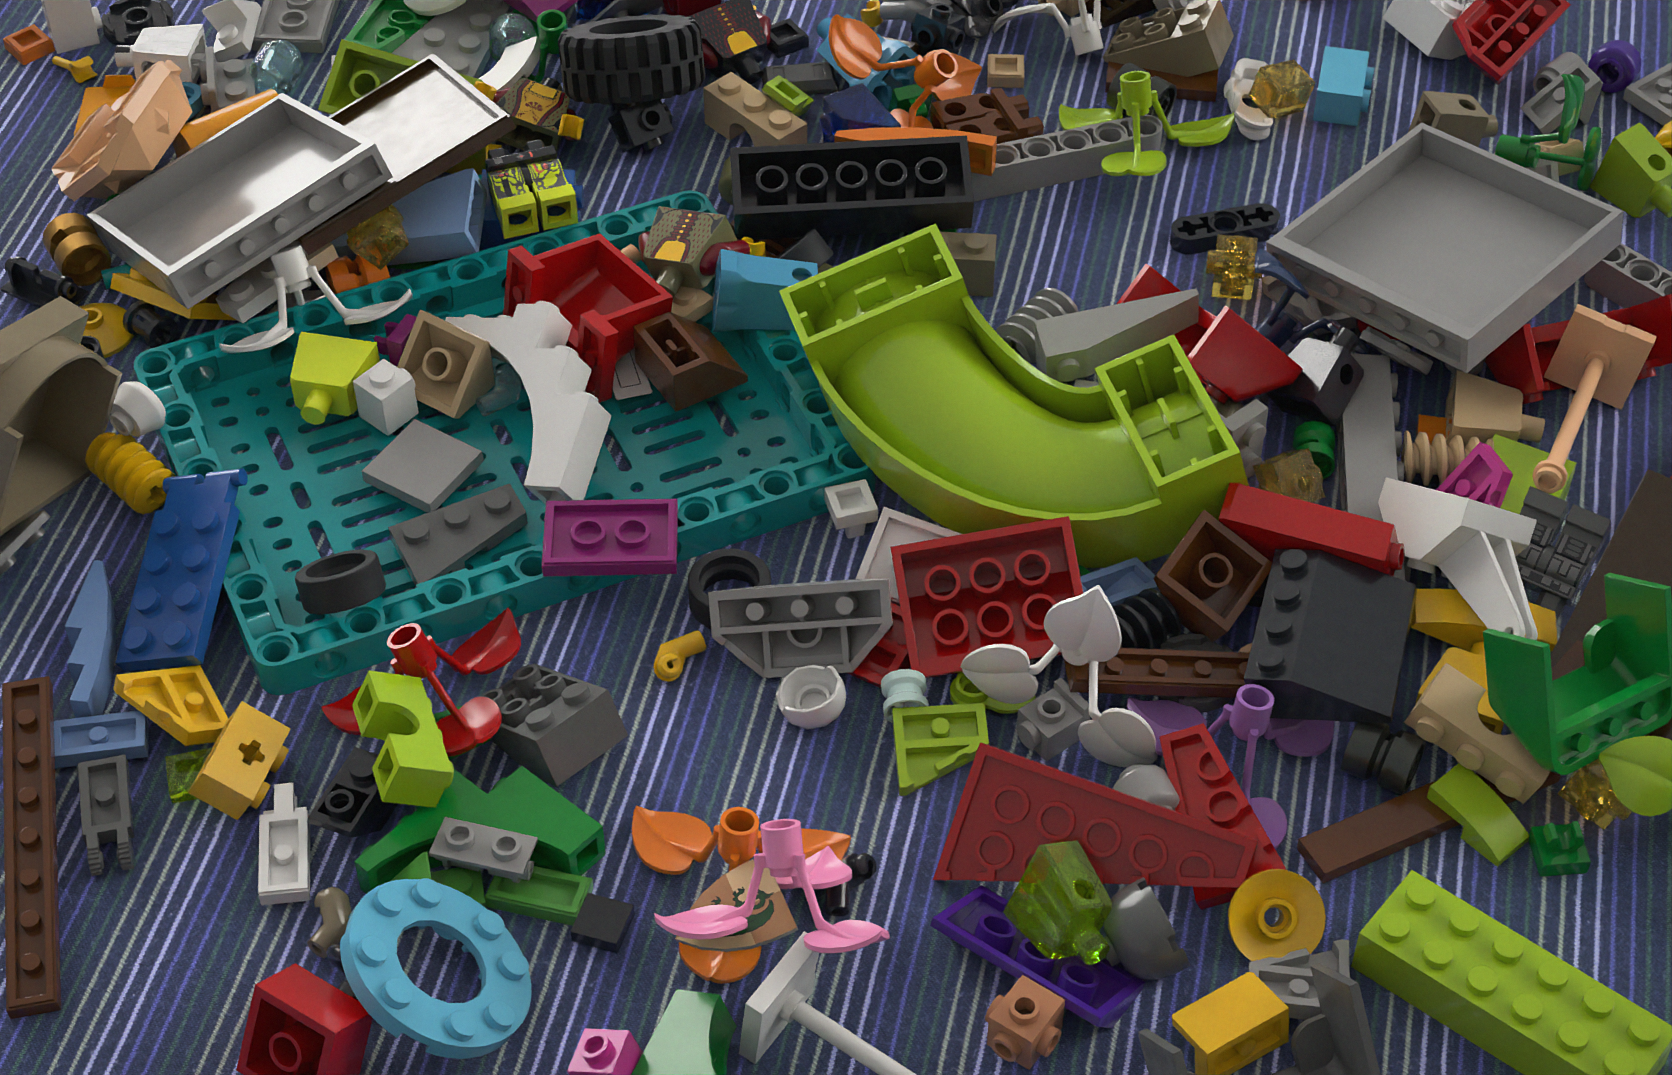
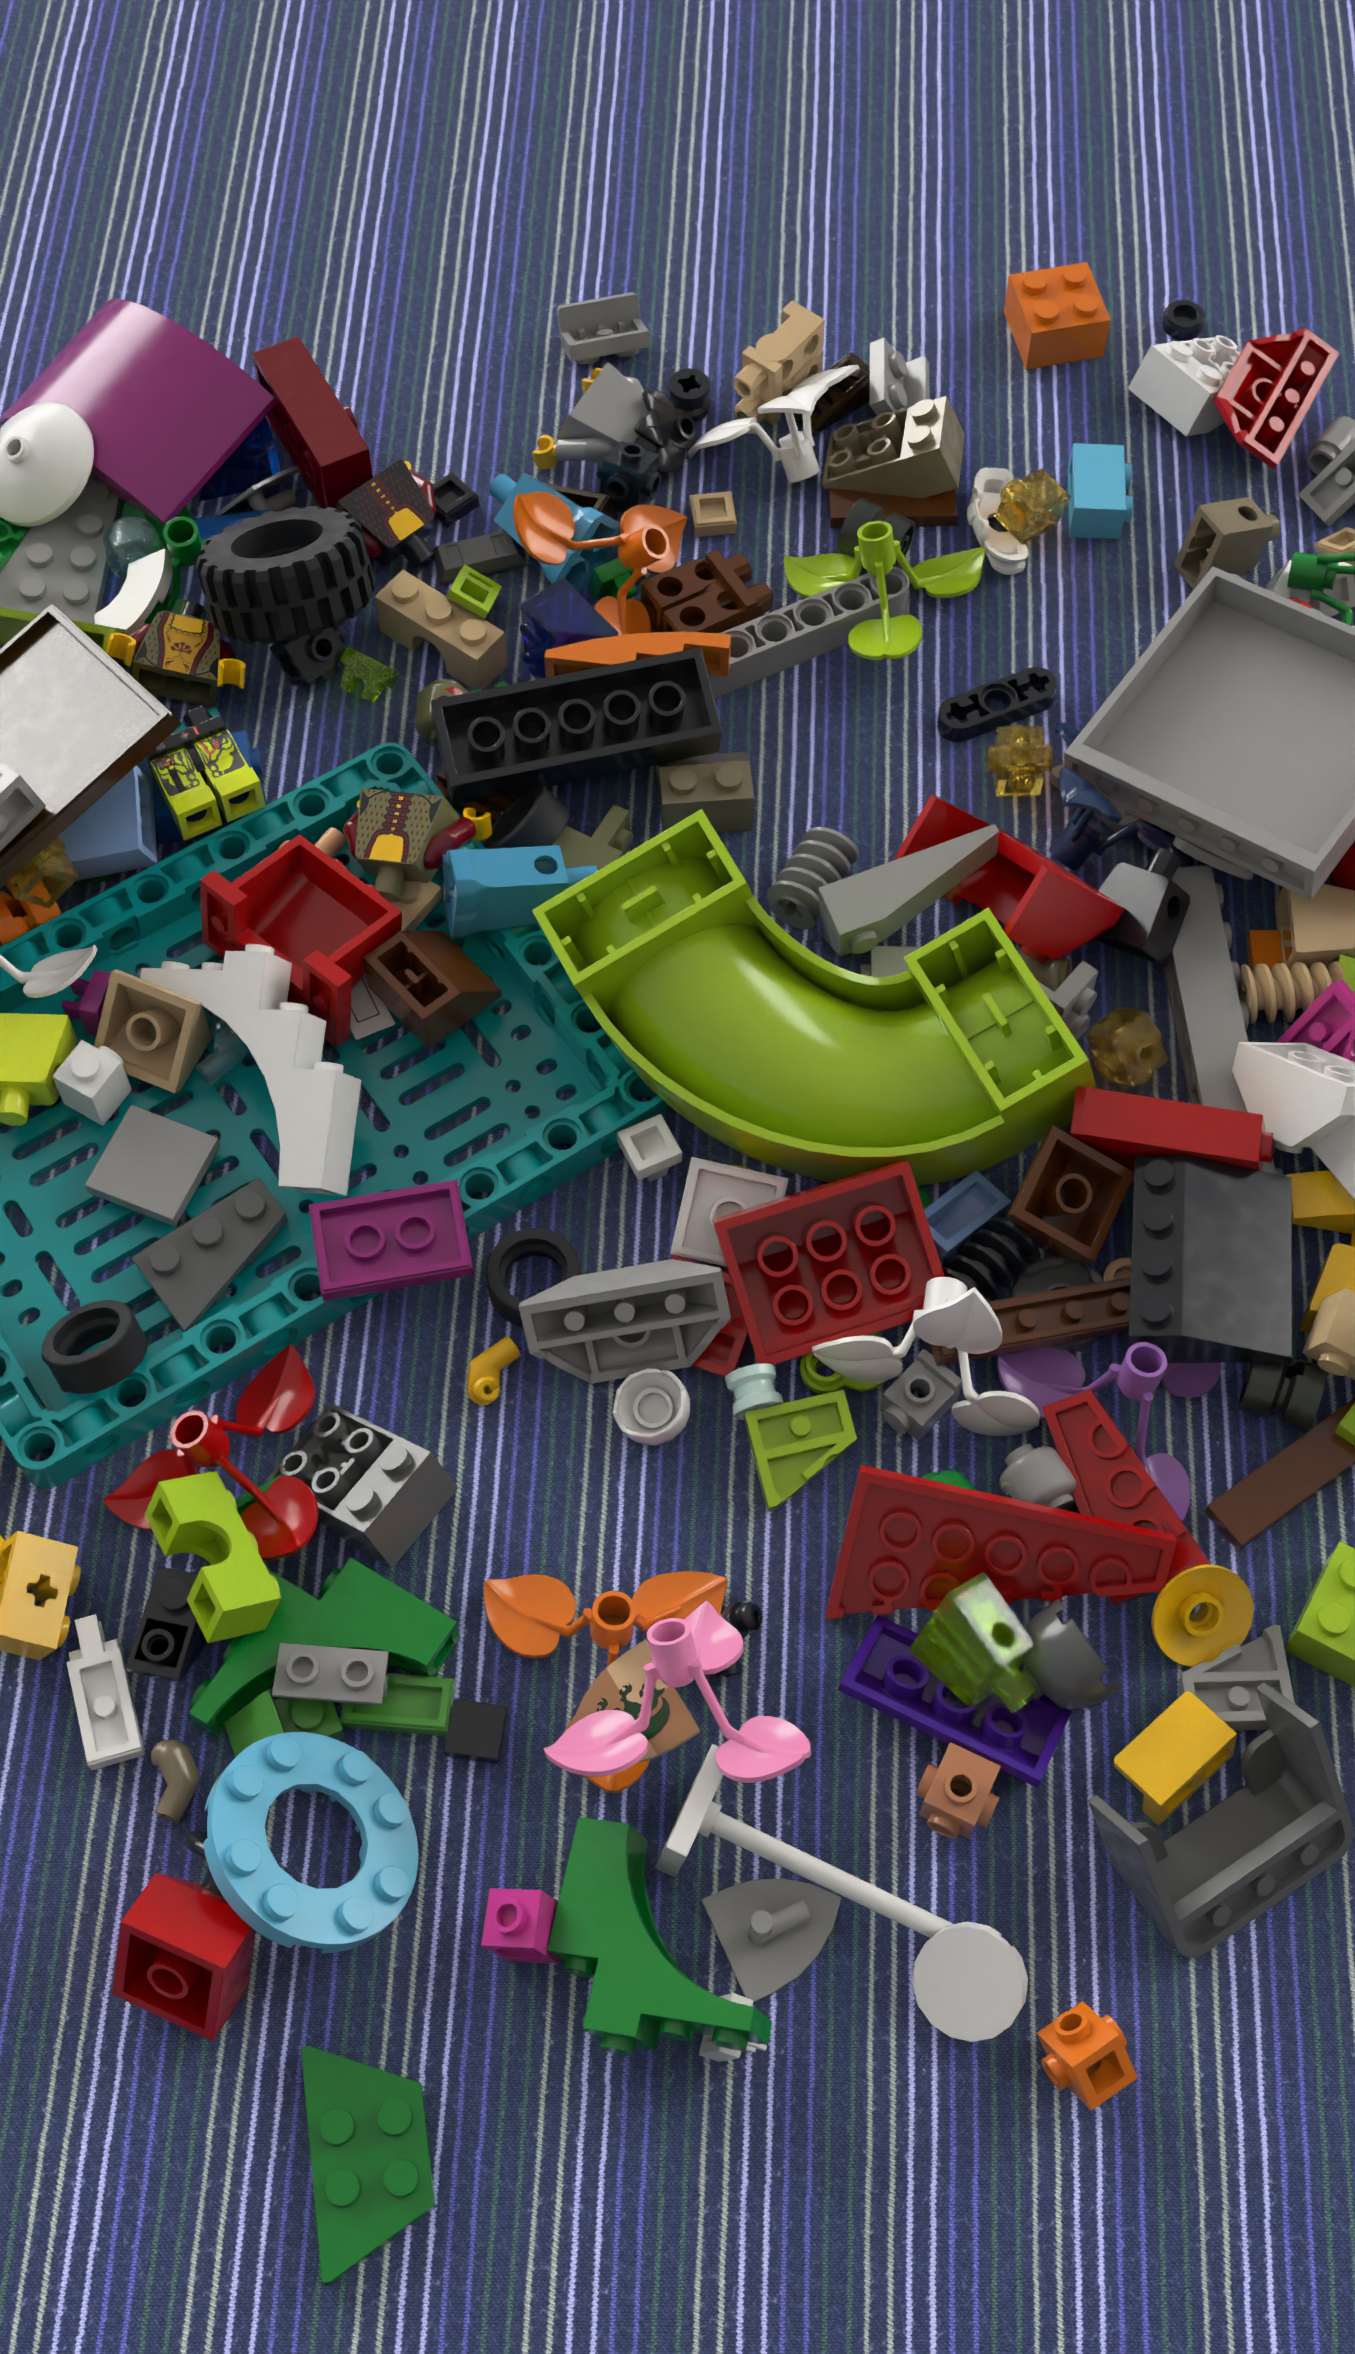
camera: 10 degrees left, 15 degrees up
(688, 144) = (373, 673): none -> clear neon green tile
(1321, 443) = (1145, 990): green wheel -> none

